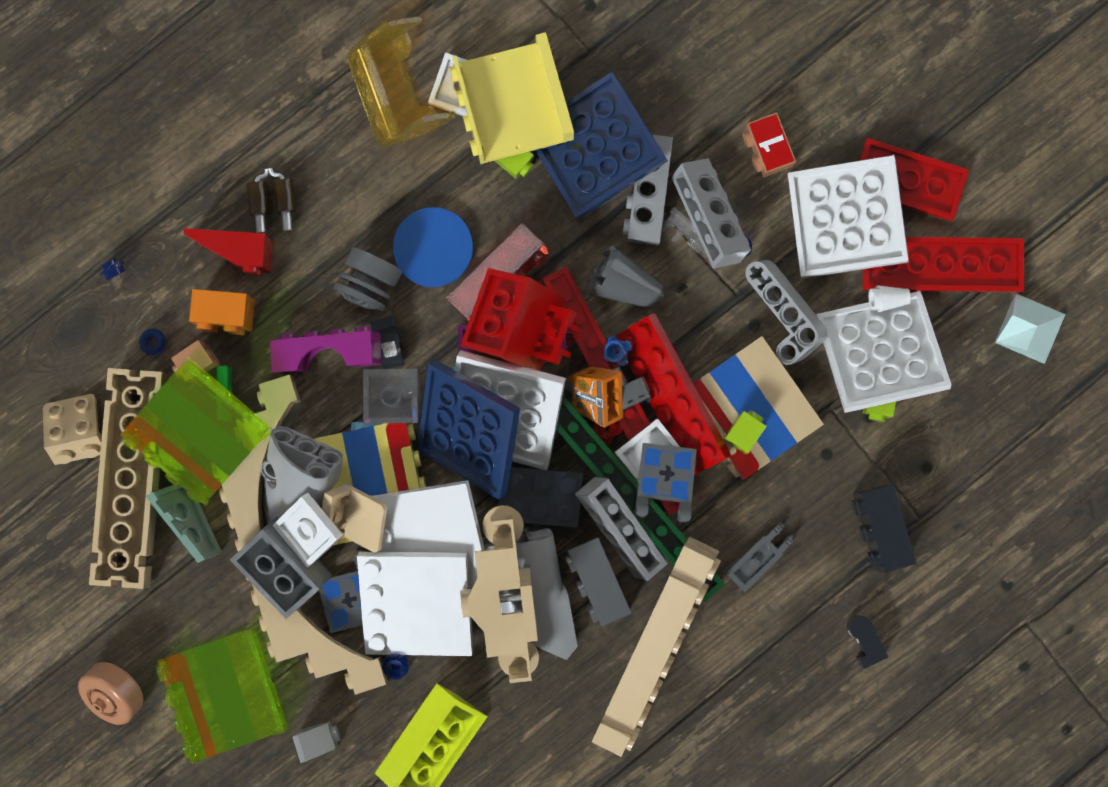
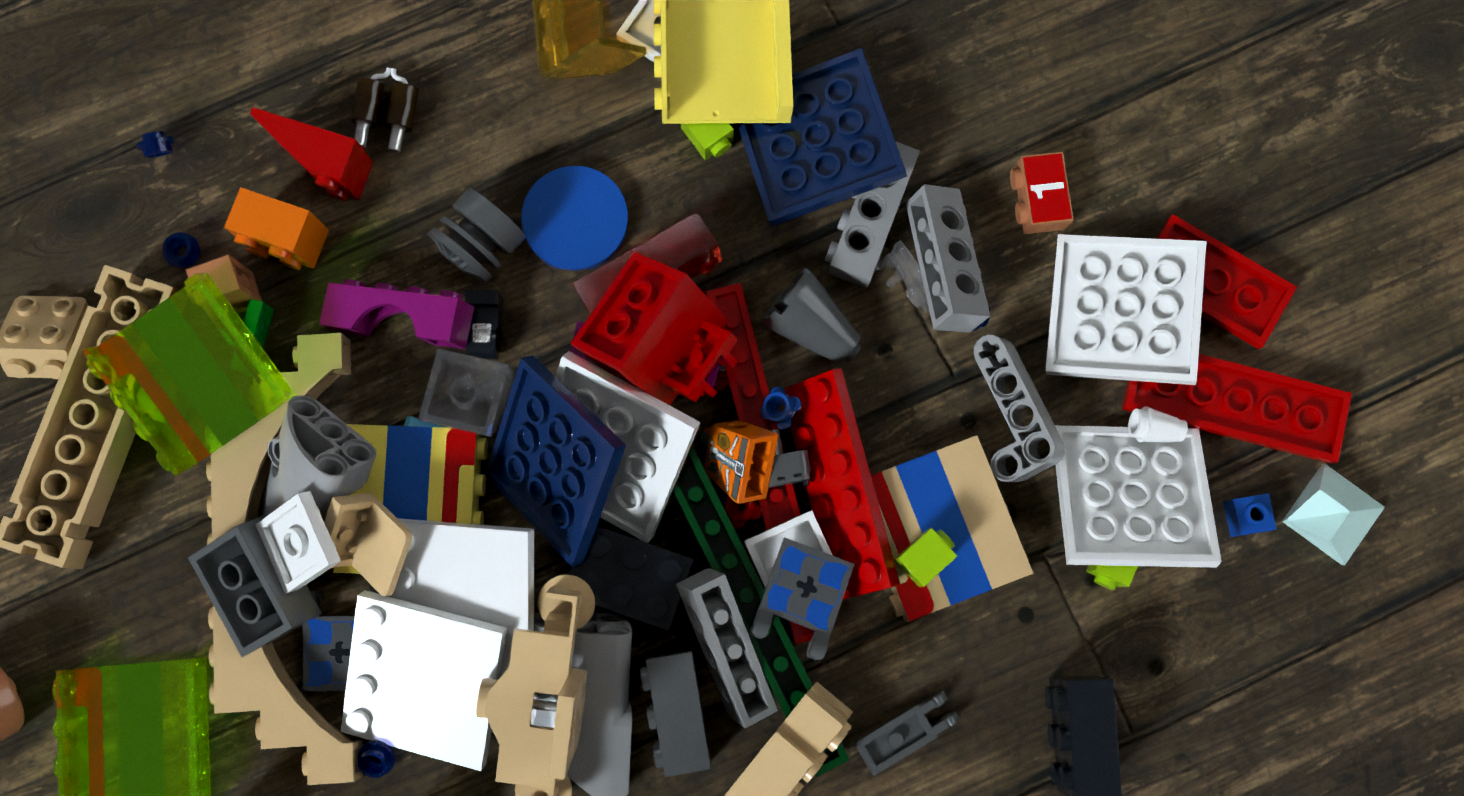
camera: 10 degrees right, 5 degrees down
(186, 521) = (151, 493): sand green wing -> none
(961, 348) = (1239, 518): none -> blue plate

